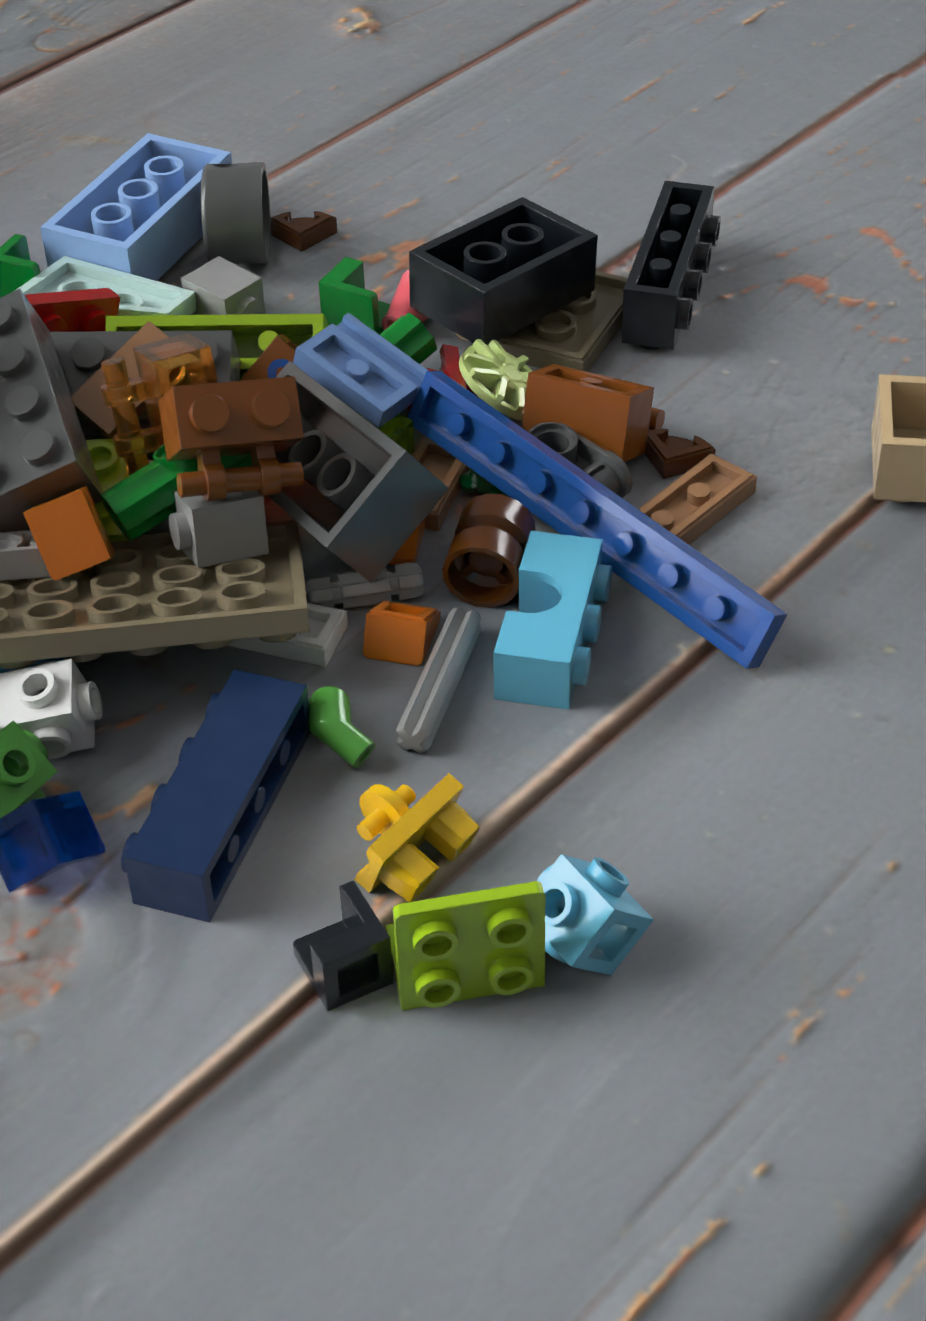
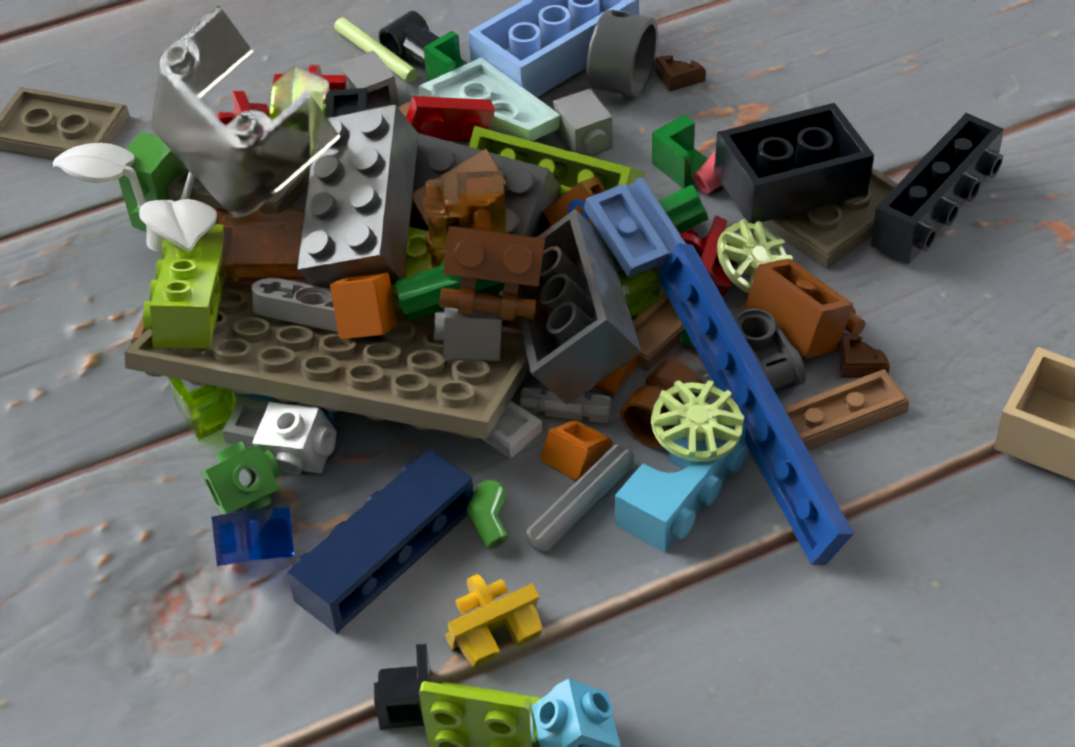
camera: 25 degrees right, 5 degrees up
(548, 547) = (697, 421): none -> yellowish green wheel

